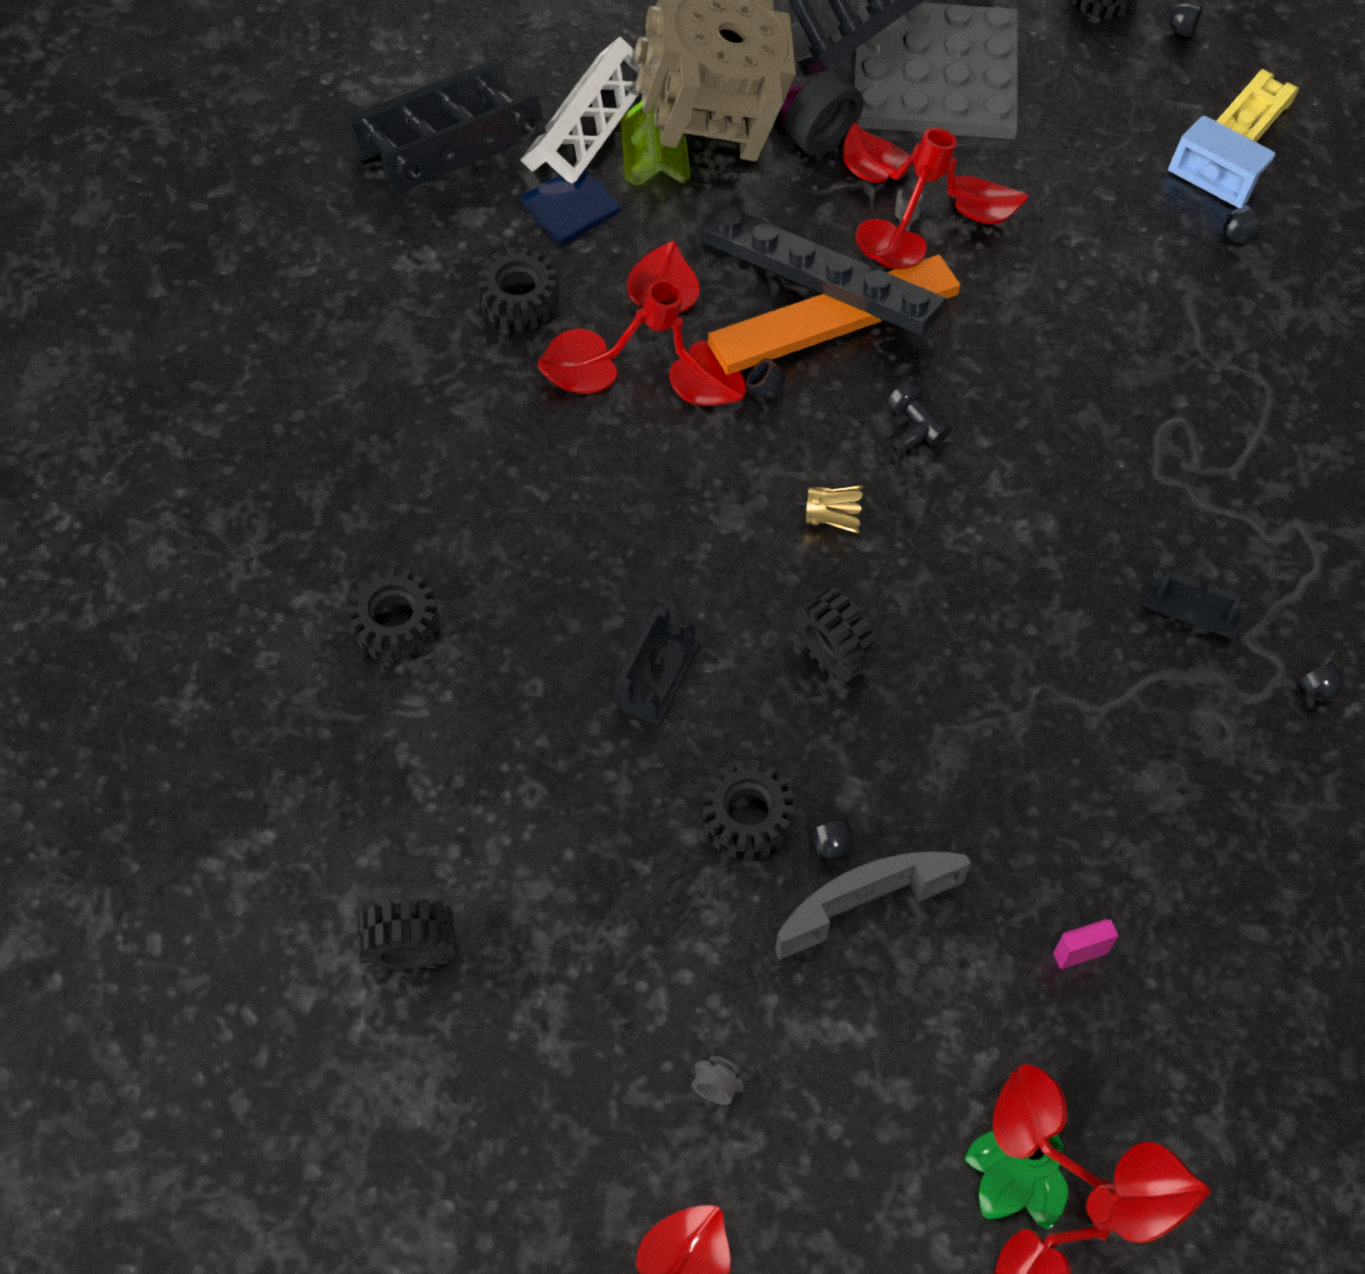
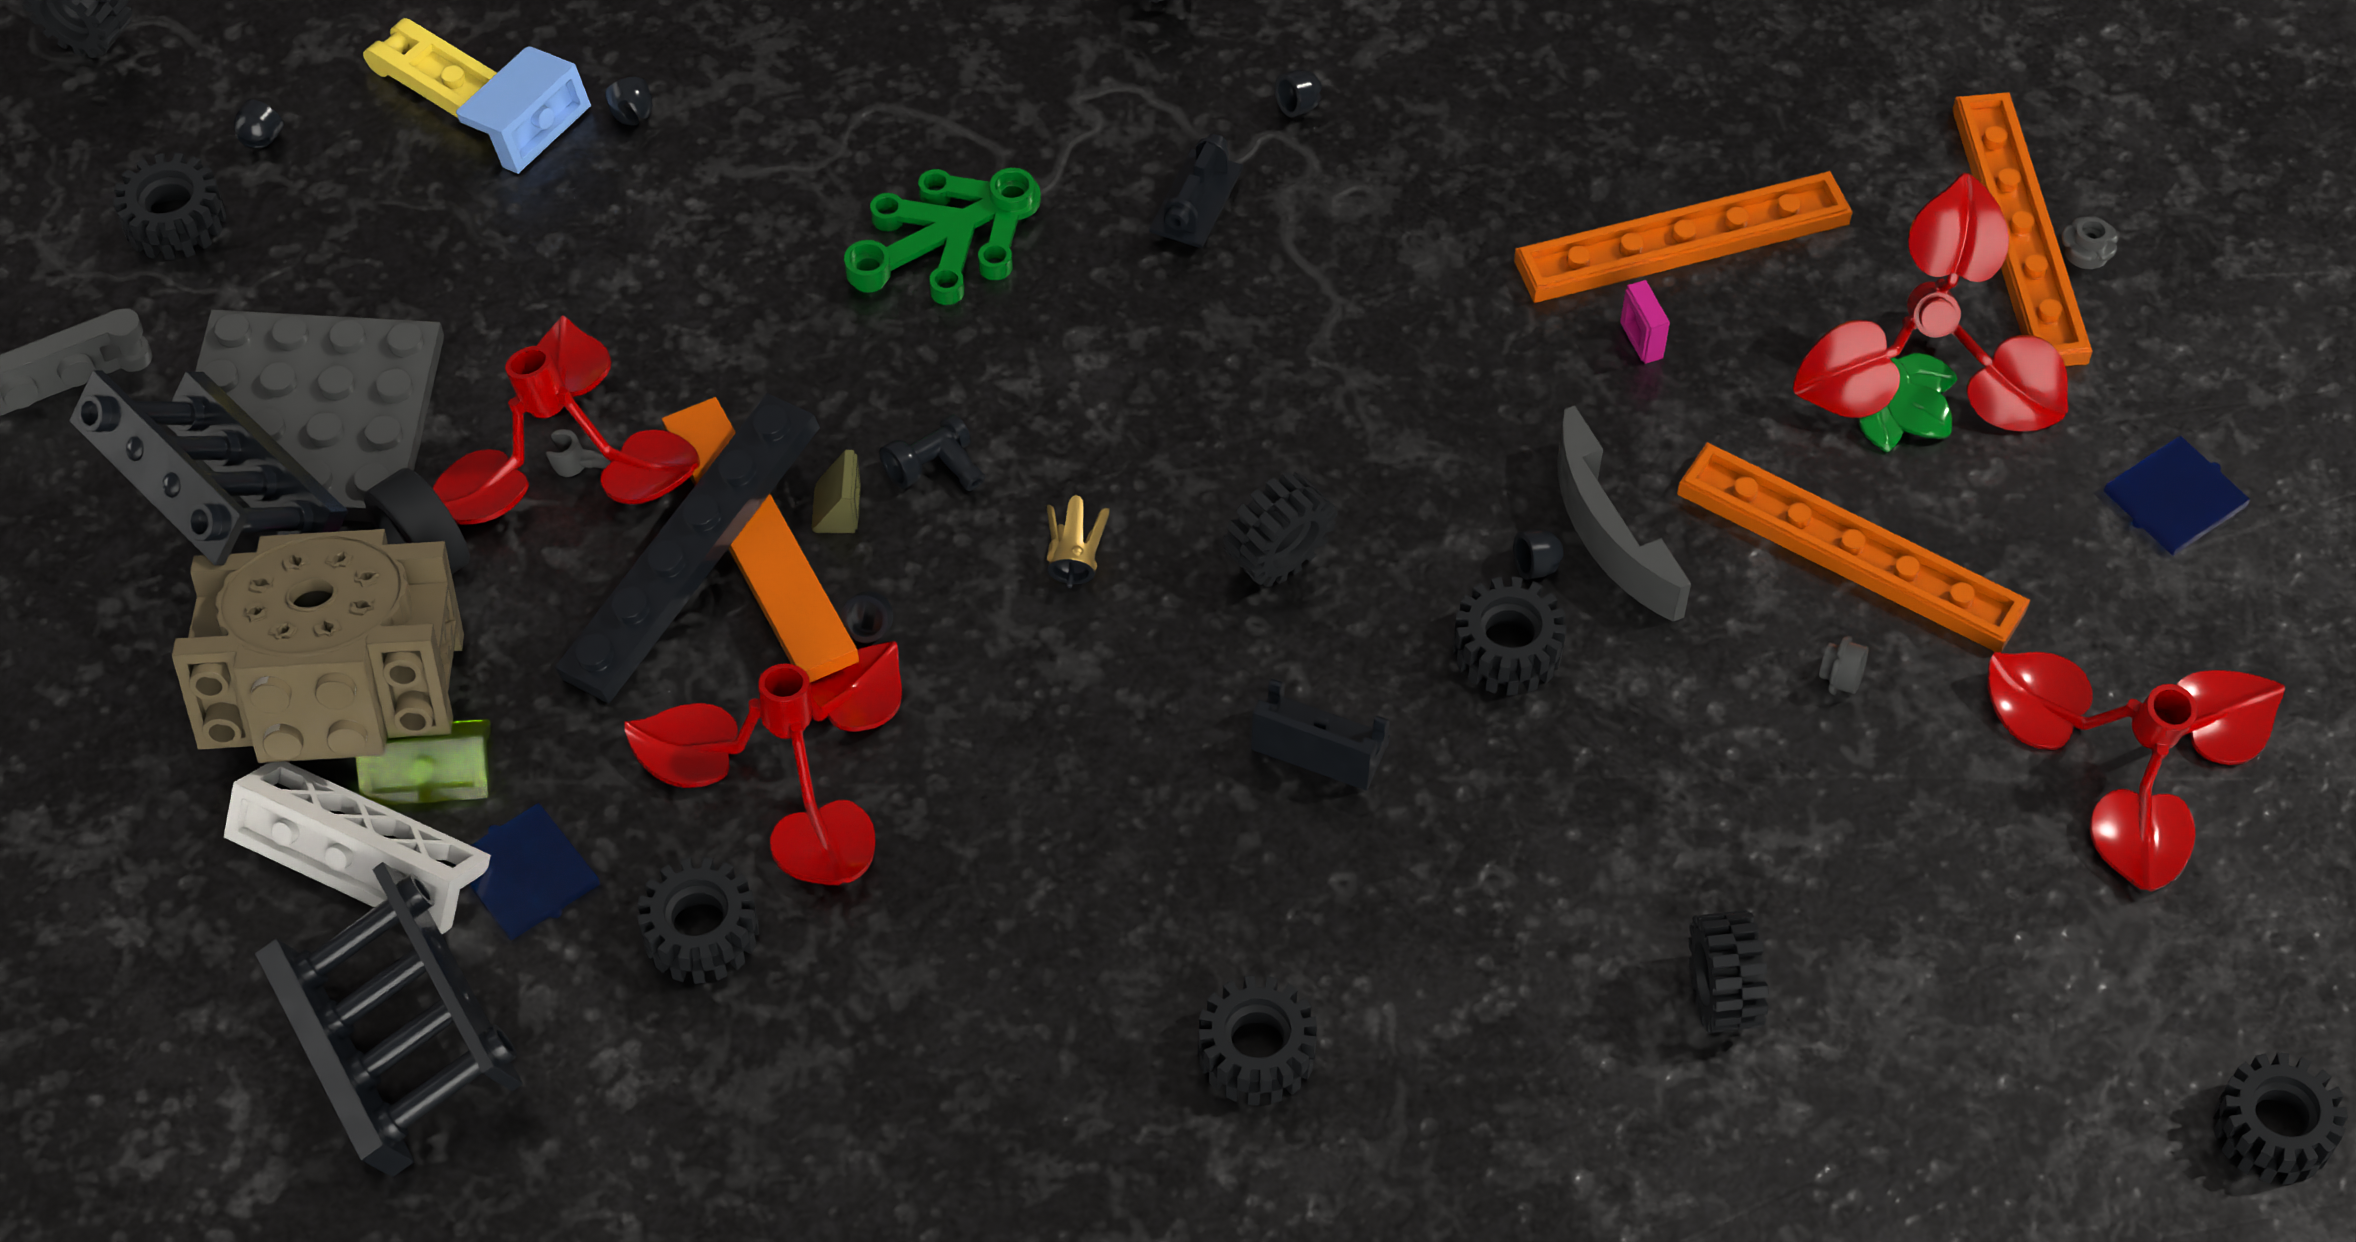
camera: 90 degrees left, 5 degrees down
(848, 1113) = (1854, 547): none -> orange tile
(874, 364) = (838, 496): none -> olive slope
(1139, 431) = (1006, 199): none -> green plant
(1203, 1003) = (1682, 236): none -> orange tile

